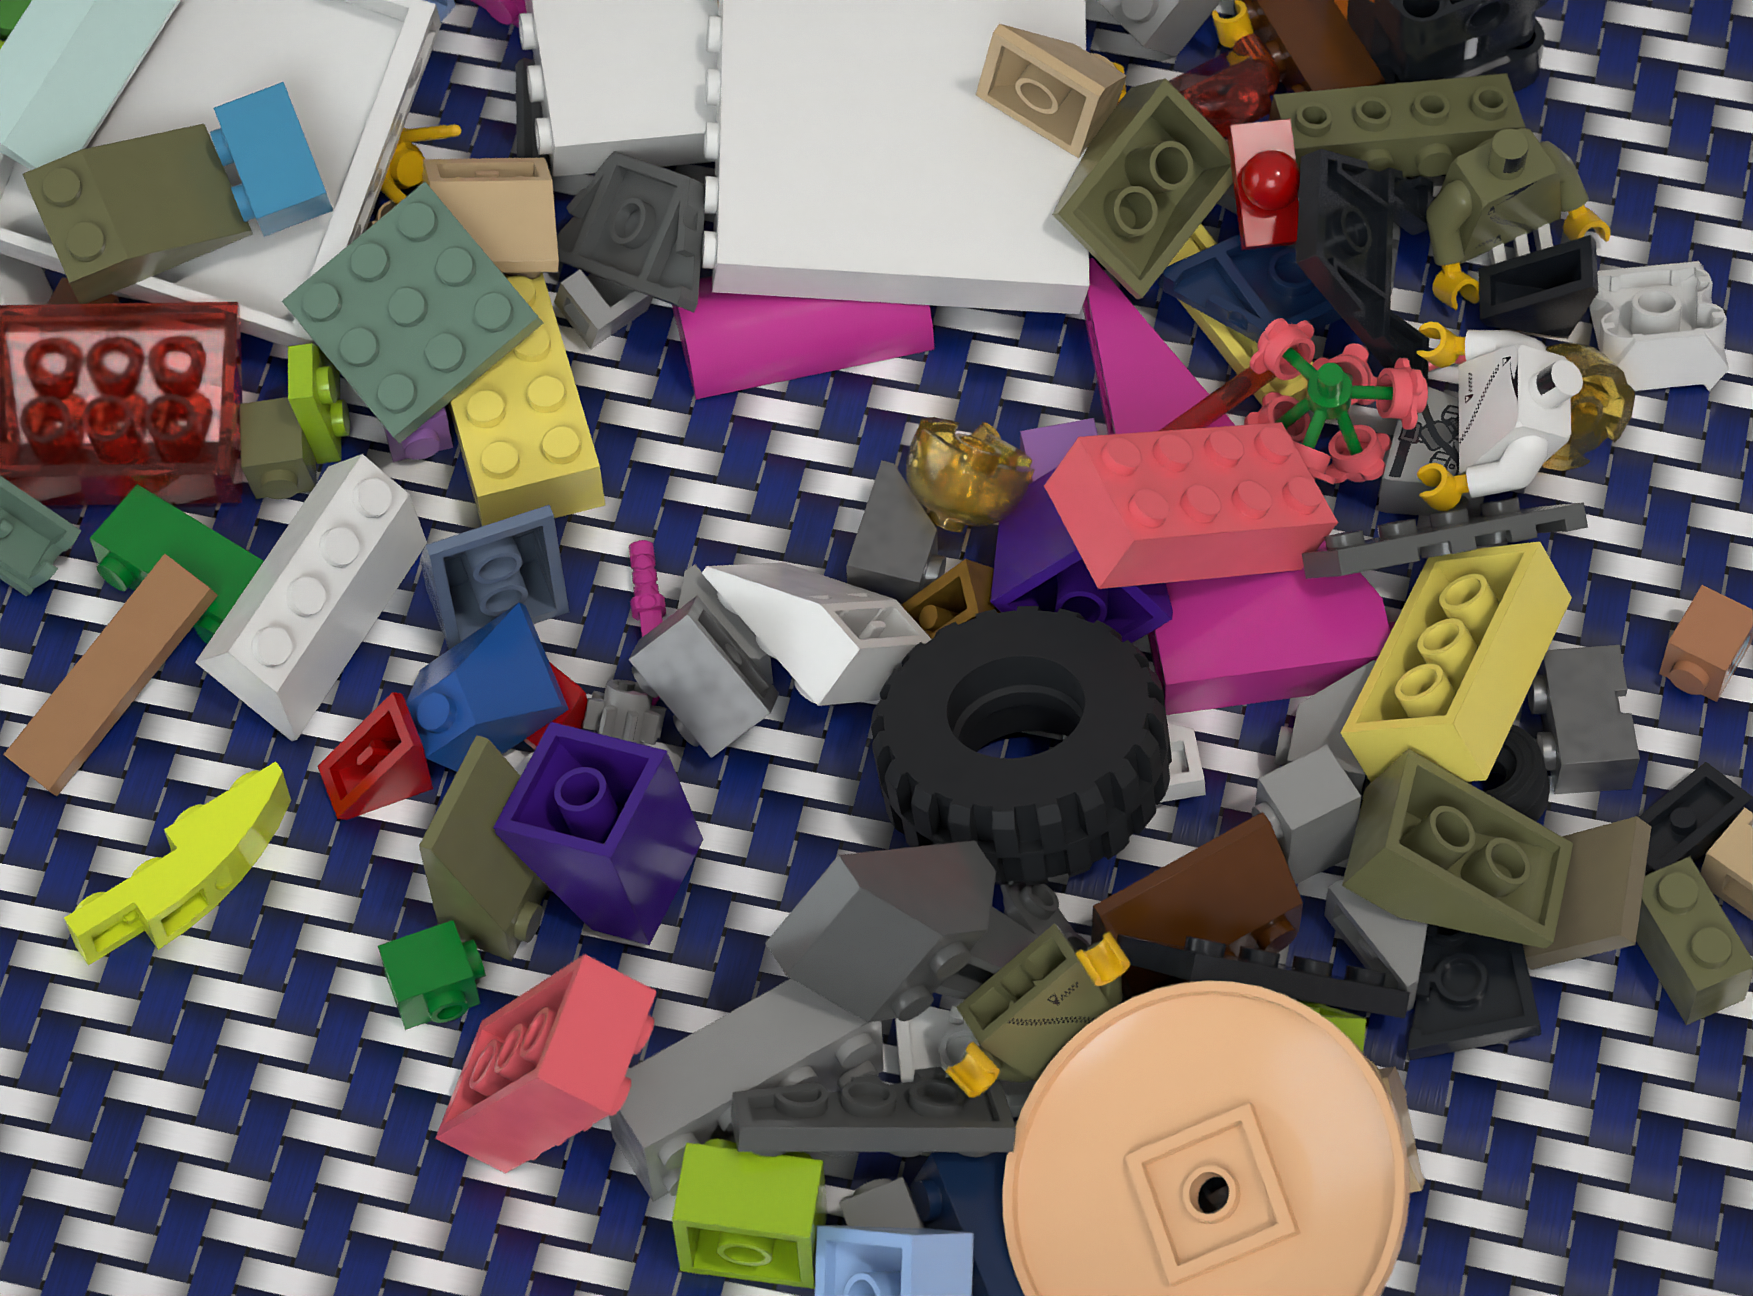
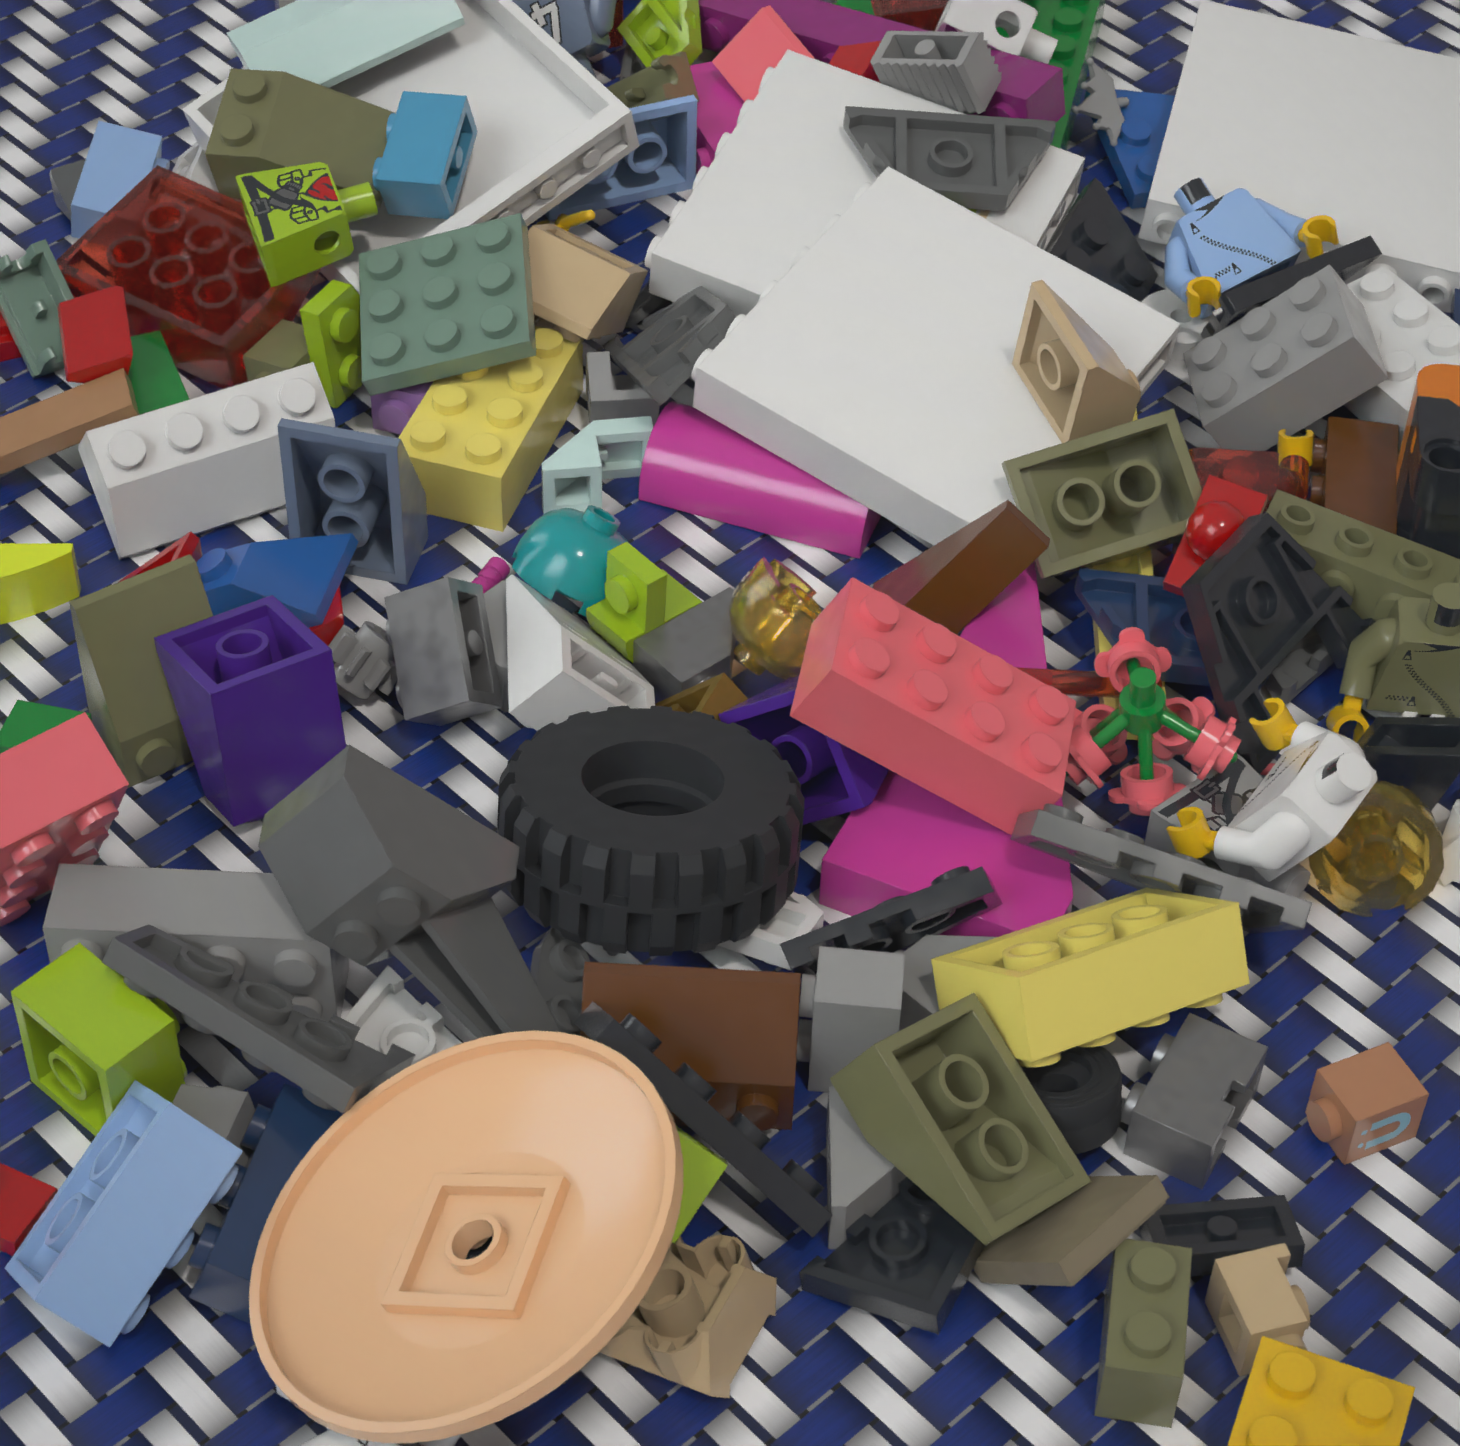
camera: 30 degrees right, 15 degrees down
(103, 531) = (95, 335): none -> red slope
(205, 297) = (301, 218): none -> lime torso
(641, 406) = (598, 452): none -> light aqua slope
(732, 512) = (568, 553): none -> teal cylinder
(823, 526) = (636, 599): none -> lime brick
(1036, 1008) = (452, 1003): olive torso -> none
(1070, 355) = (967, 568): none -> reddish brown slope
(1310, 665) = (900, 920): none -> black wing

